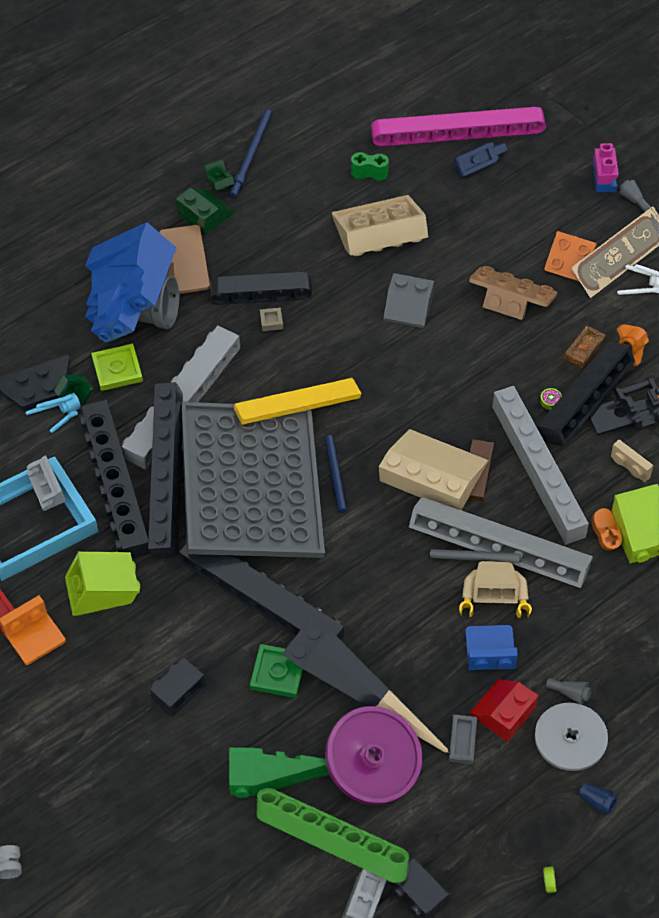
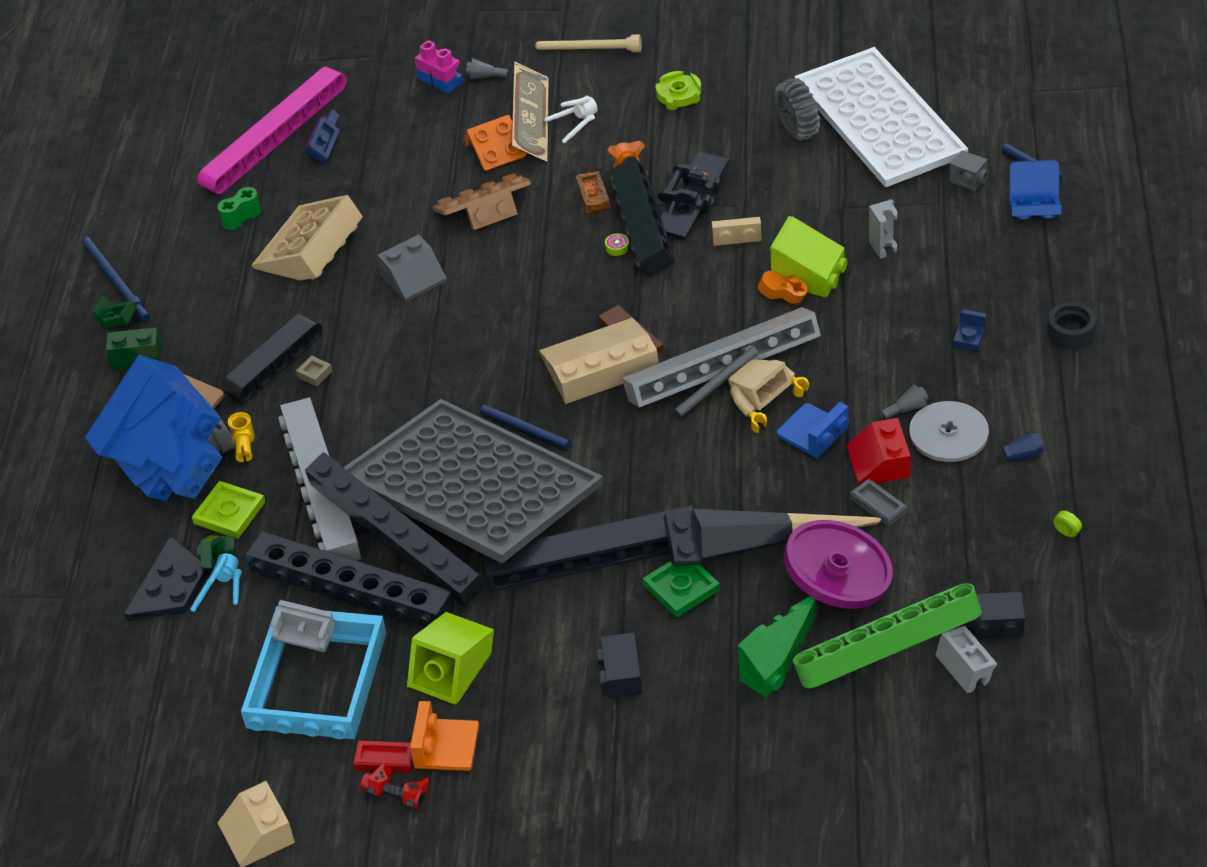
camera: 45 degrees left, 10 degrees down
(183, 324) = (242, 434): none -> yellow pin
(297, 401) = (425, 401): yellow tile -> none
(540, 465) = (674, 287): light grey brick -> none

